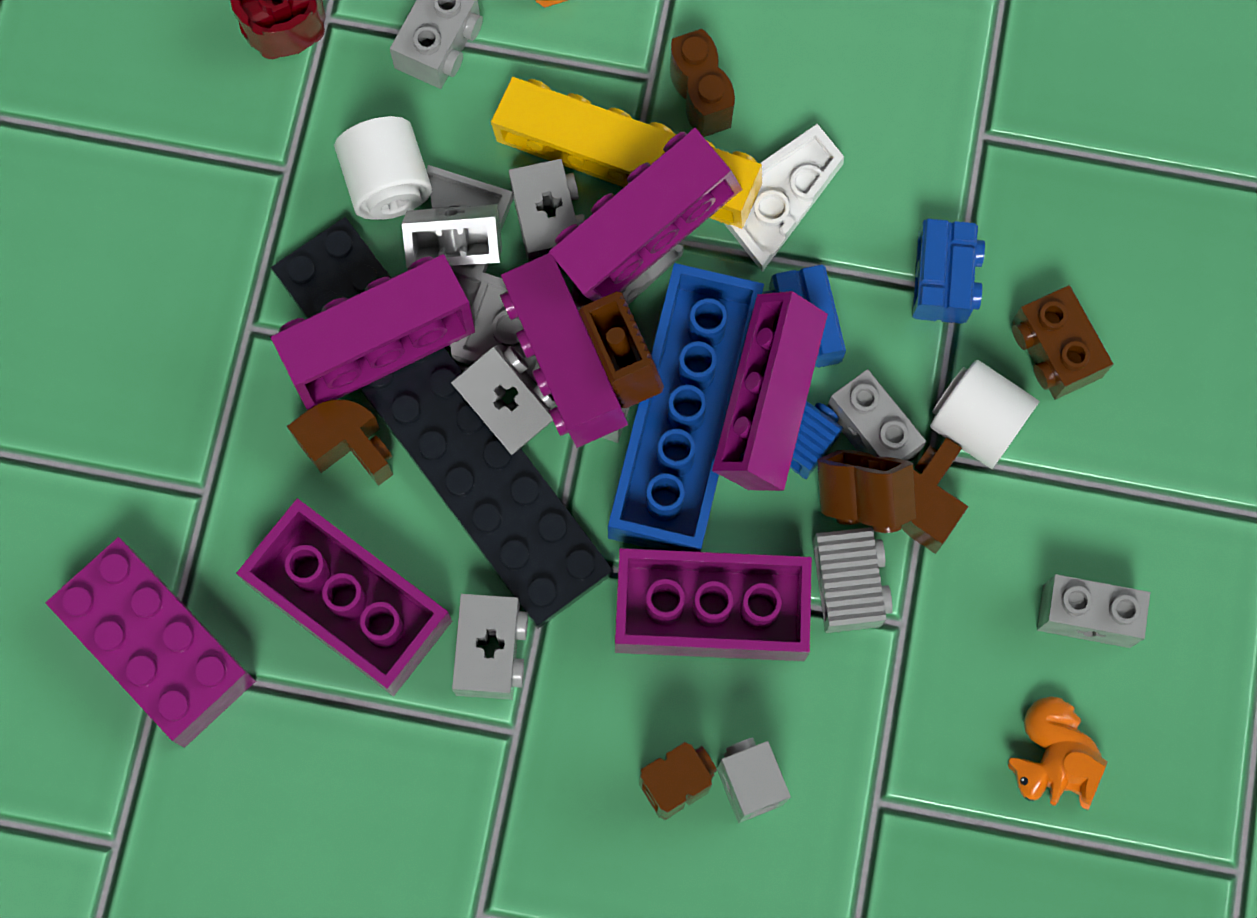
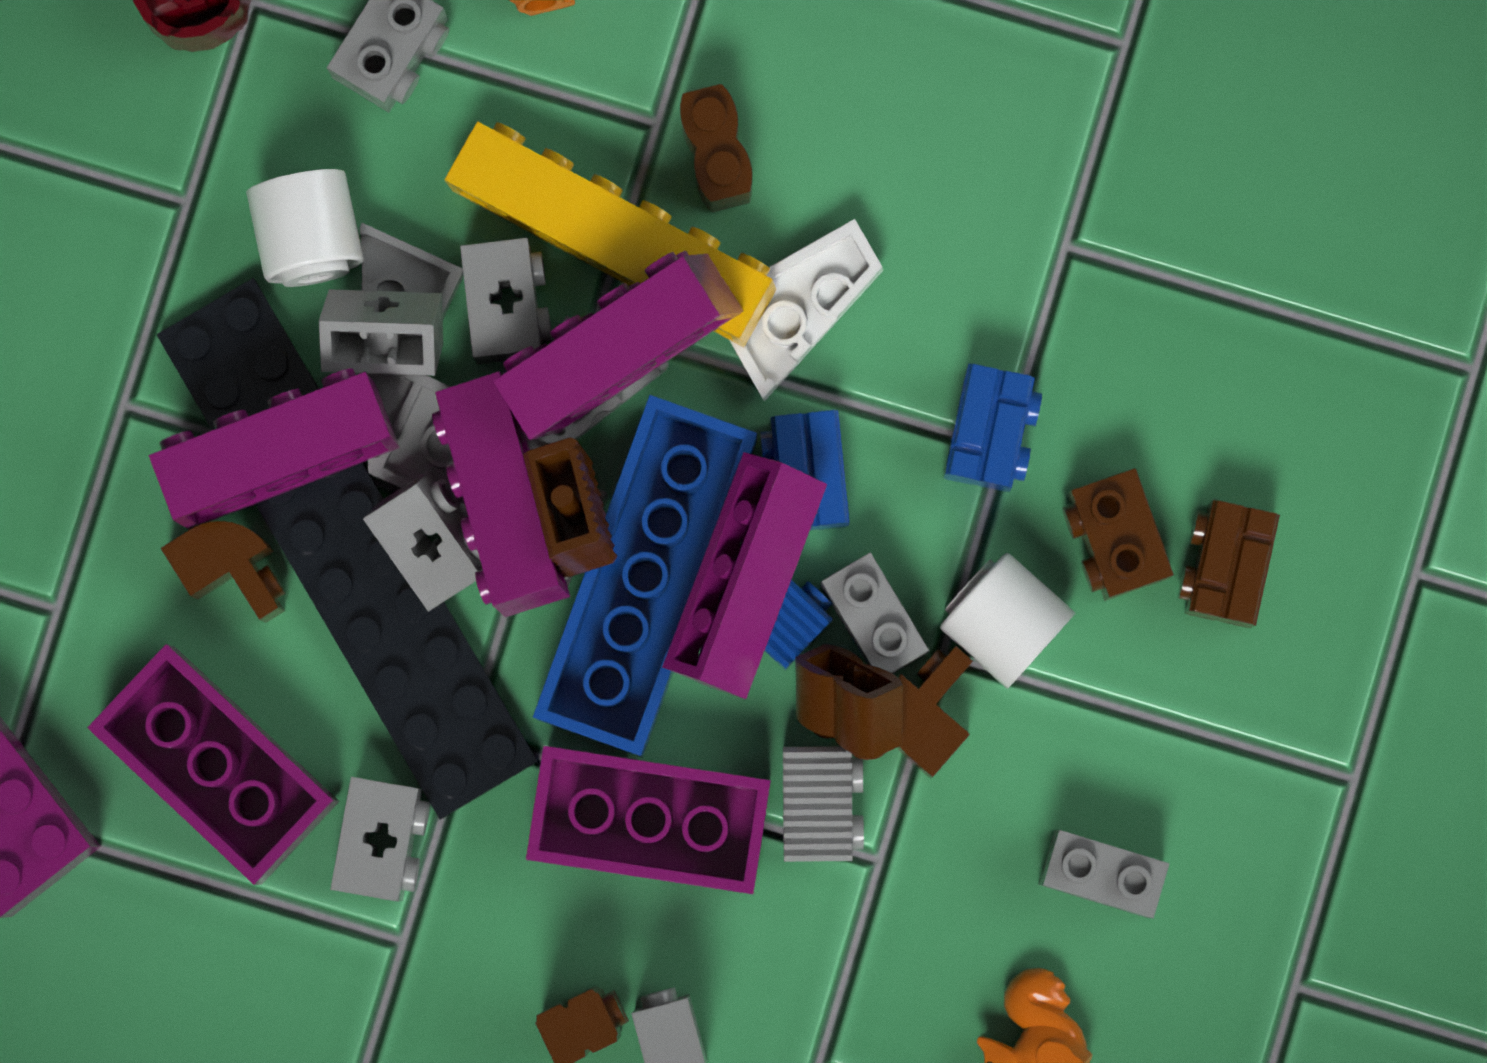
camera: 10 degrees right, 10 degrees up
(1153, 355) = (1229, 563): none -> reddish brown brick

